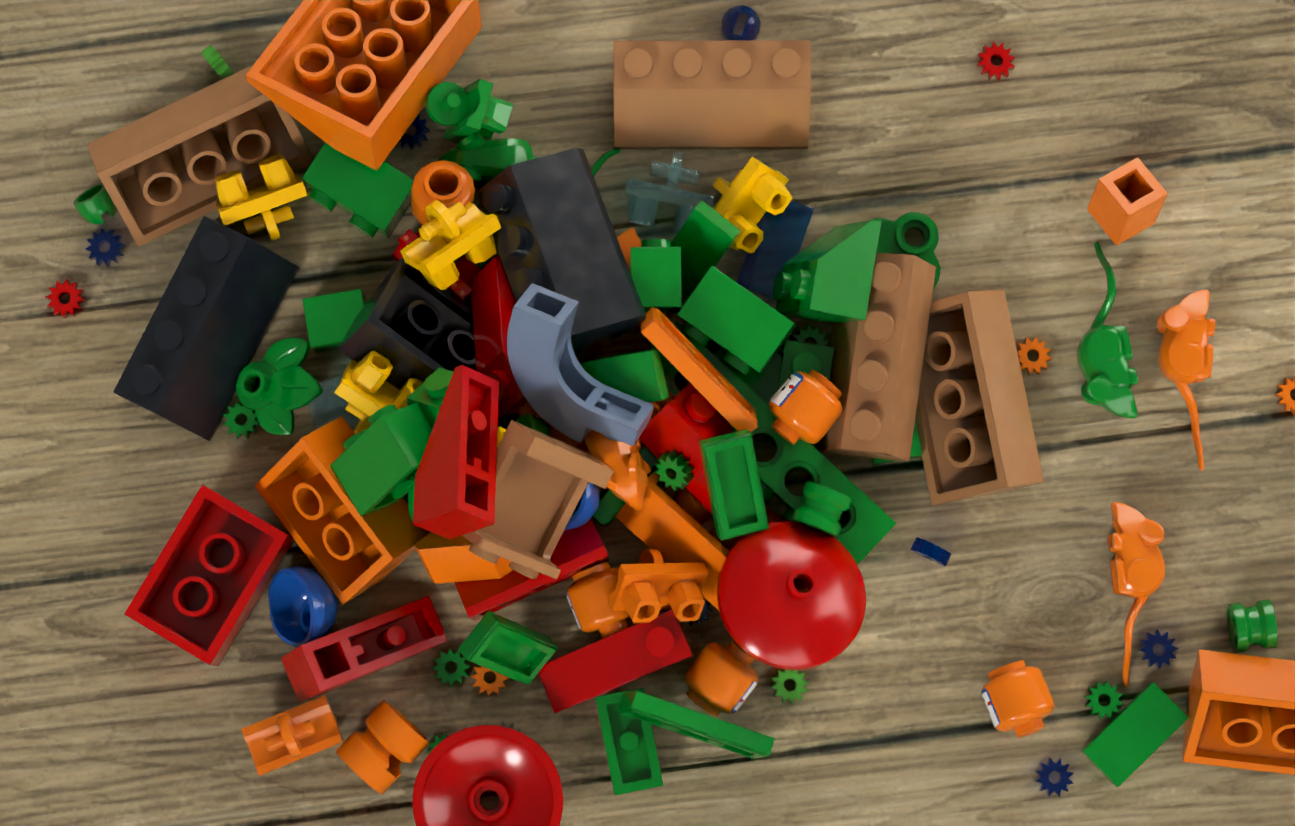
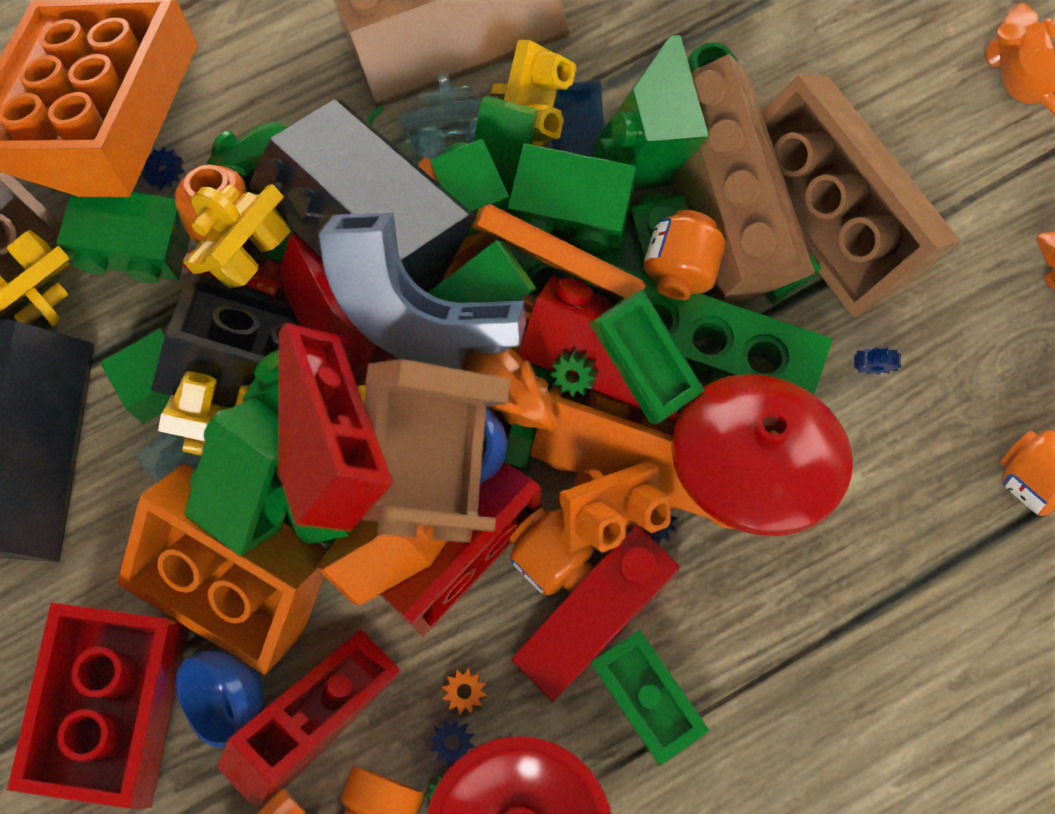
camera: 20 degrees left, 10 degrees down
(241, 429) = (75, 520): green piece -> none
(282, 385) = (108, 467): green plate -> none
(441, 667) = (405, 698): green piece -> none
(455, 711) = (443, 734): none -> clear blue piece
(467, 110) = (216, 109): green hips -> none
(507, 648) = (469, 646): green tile -> none
(695, 725) = (716, 644): green tile -> none
(721, 678) = (720, 583): orange head -> none
(781, 691) = (786, 571): bright green piece -> none
(822, 508) = (751, 347): green wheel -> none
(1040, 351) = (889, 129): orange piece -> none
(1105, 357) = (958, 102): green animal -> none

